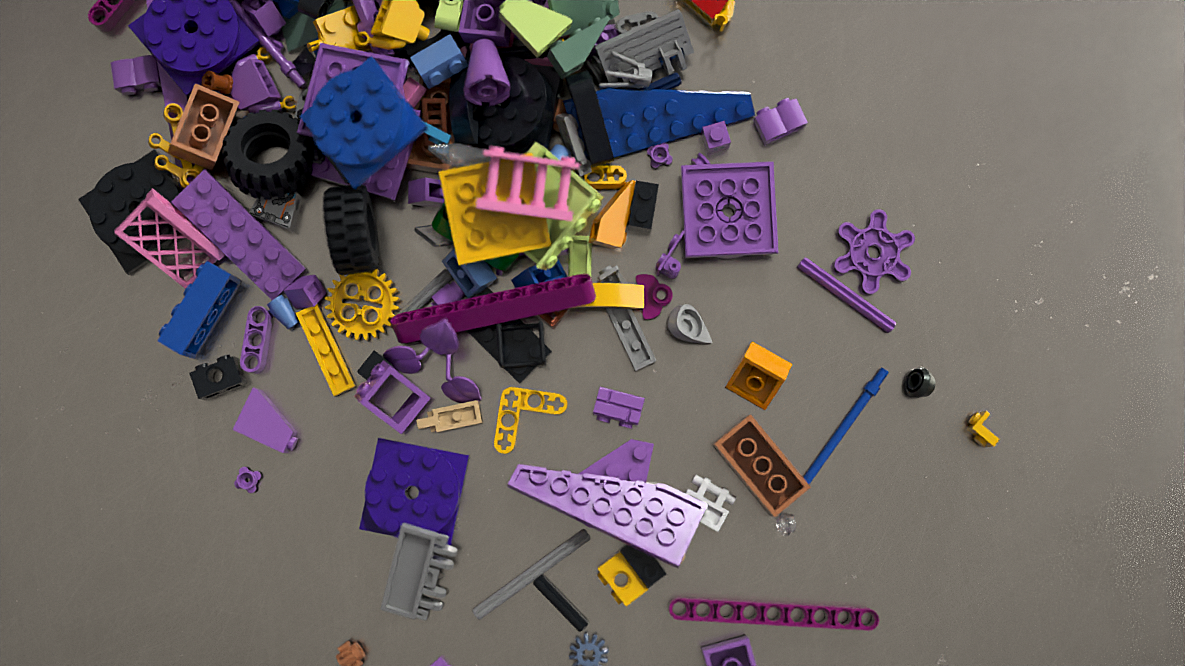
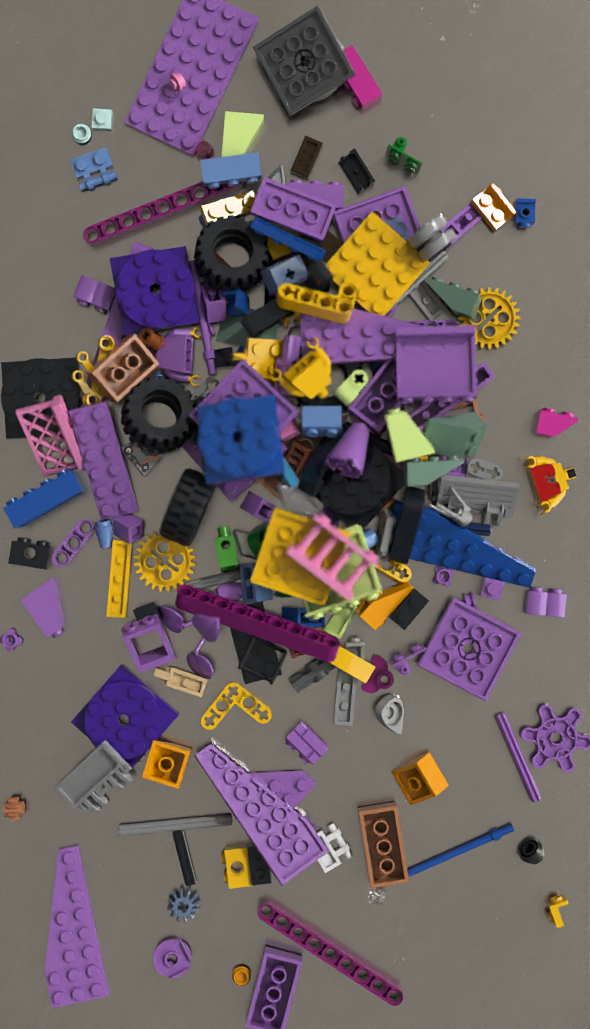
camera: 25 degrees right, 5 degrees up
(420, 255) = (227, 558): none -> bright green torso
(484, 512) = (166, 763): none -> light orange slope
(582, 331) = (312, 672): none -> dark grey piece

